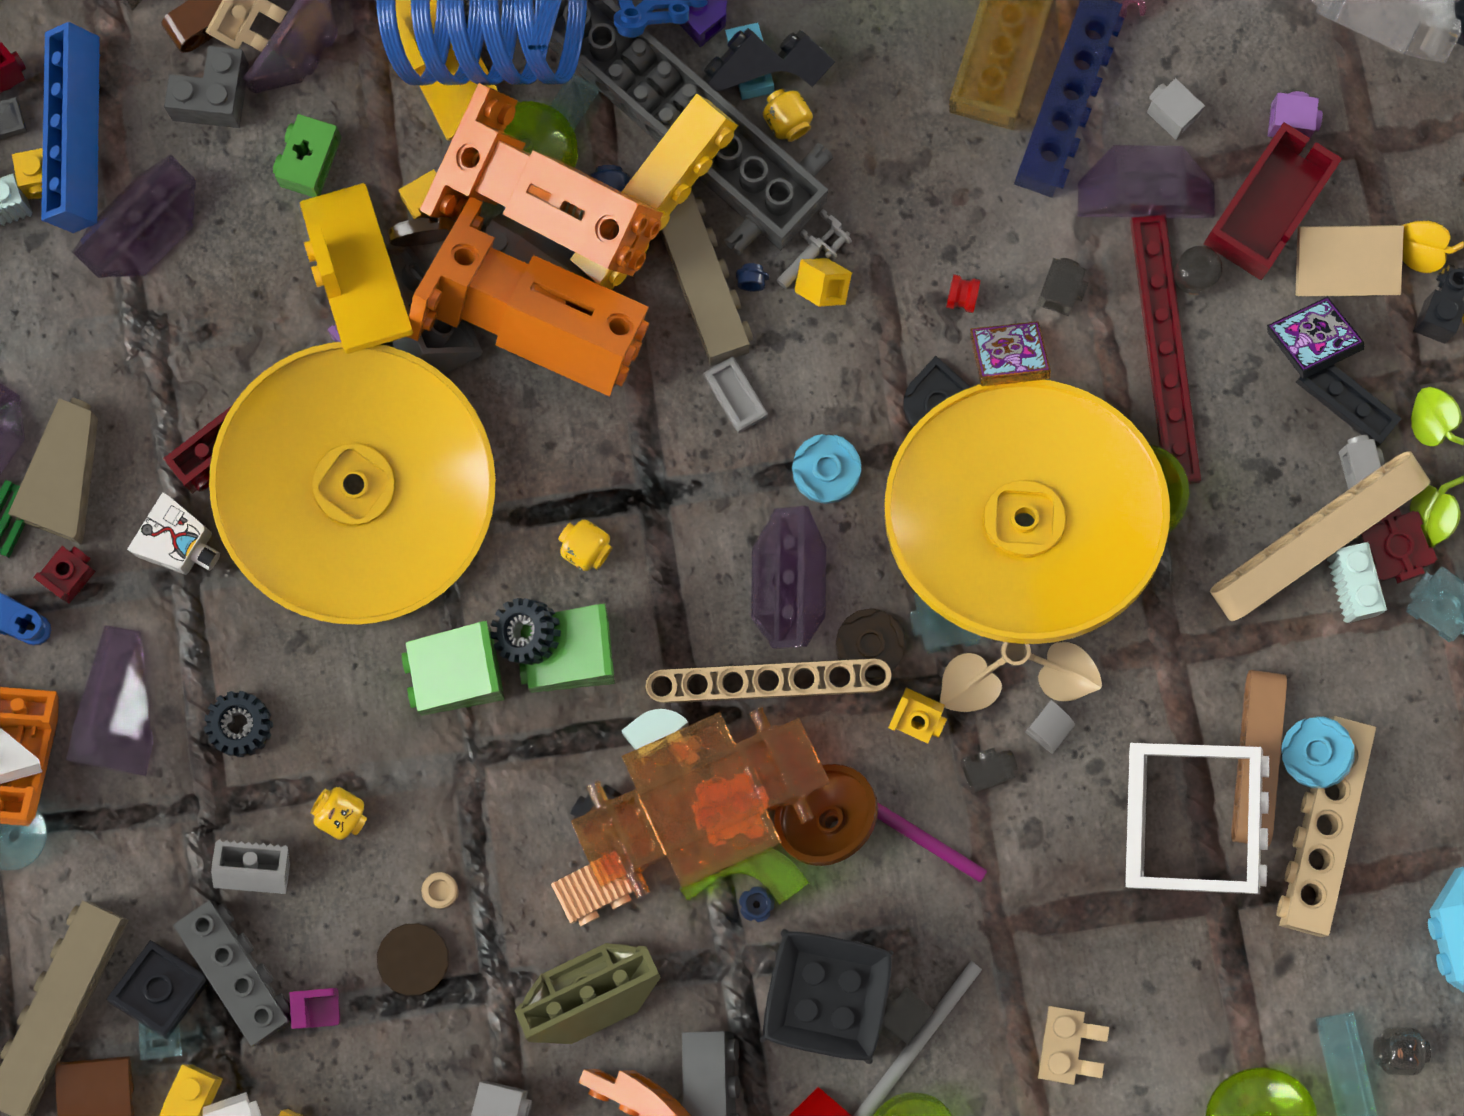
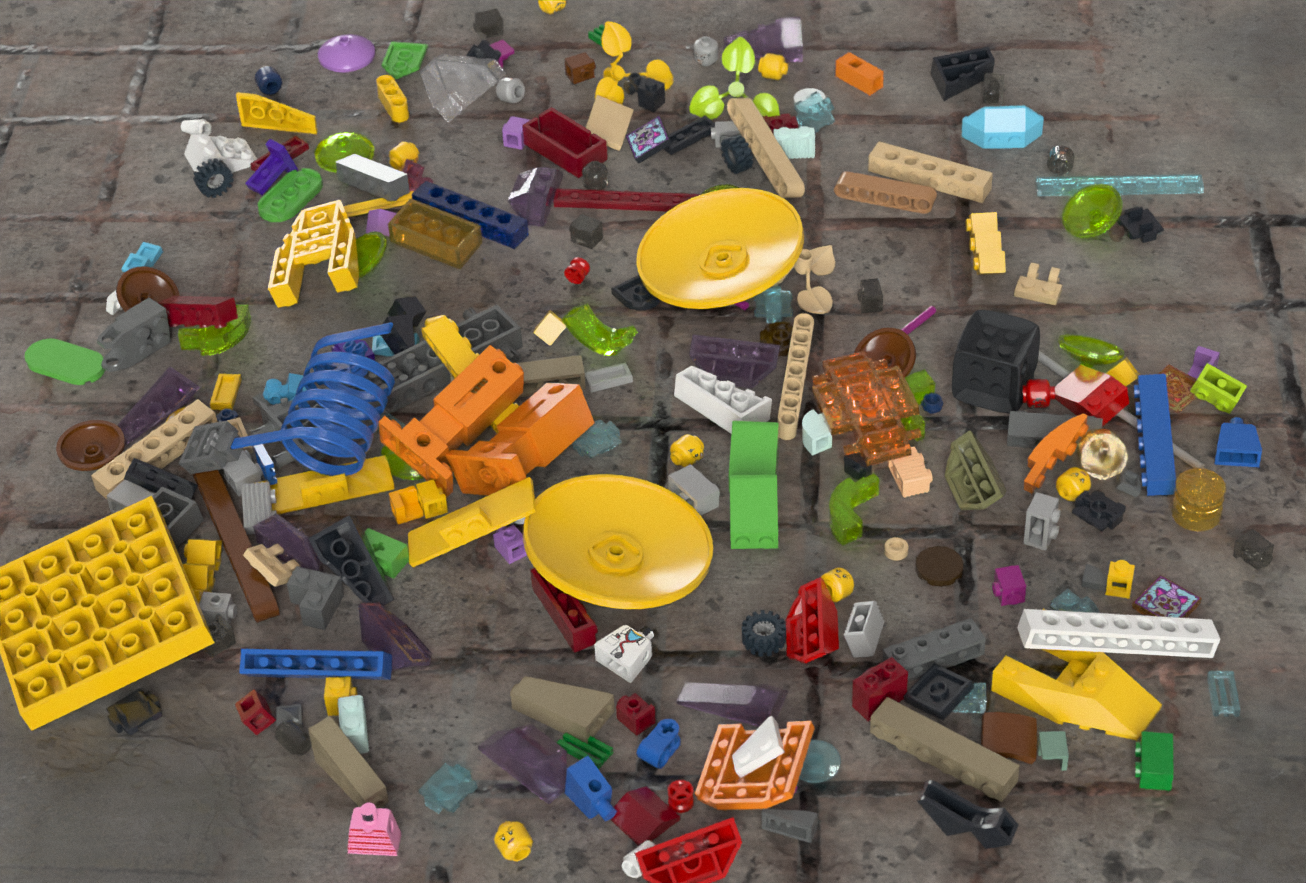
camera: 75 degrees left, 35 degrees down
(142, 904) = (877, 684): none -> dark red brick
(243, 793) = (812, 623): none -> red wedge
(275, 116) = (350, 555): none -> black wedge
(314, 1008) = (962, 613): magenta panel -> none
(376, 1068) = (1009, 585): none -> magenta brick
(406, 161) = (405, 505): none -> light orange panel
(420, 231) = (456, 490): dark brown tile -> none
(492, 795) = (843, 521): none -> clear neon green arch
(493, 572) = (694, 489): none -> light grey brick
(509, 626) = (735, 455): black bush -> none
(585, 410) = (598, 439): none -> clear light blue piece
(684, 590) = (720, 399): none -> white wedge
(751, 277) = (536, 355): dark blue plate -> none
(797, 1072) = (1038, 393): none -> red head
(814, 357) = (594, 334): none -> clear neon green arch
(815, 247) = (526, 330): light grey piece -> none
(826, 468) = (667, 344): medium azure tile -> none
(913, 705) = (834, 314): yellow brick -> none
(1010, 353) = (621, 254): tile -> none
(1050, 727) = (848, 269): light grey brick -> none
(1137, 818) = (911, 239): white window -> none
(1147, 945) = (986, 243): none -> yellow brick
(1174, 108) = (494, 175): light grey brick -> none
(1296, 491) = (736, 154): none -> black bush
(1318, 752) = (888, 161): medium azure tile -> none
(1403, 79) = (510, 90): none -> light grey head

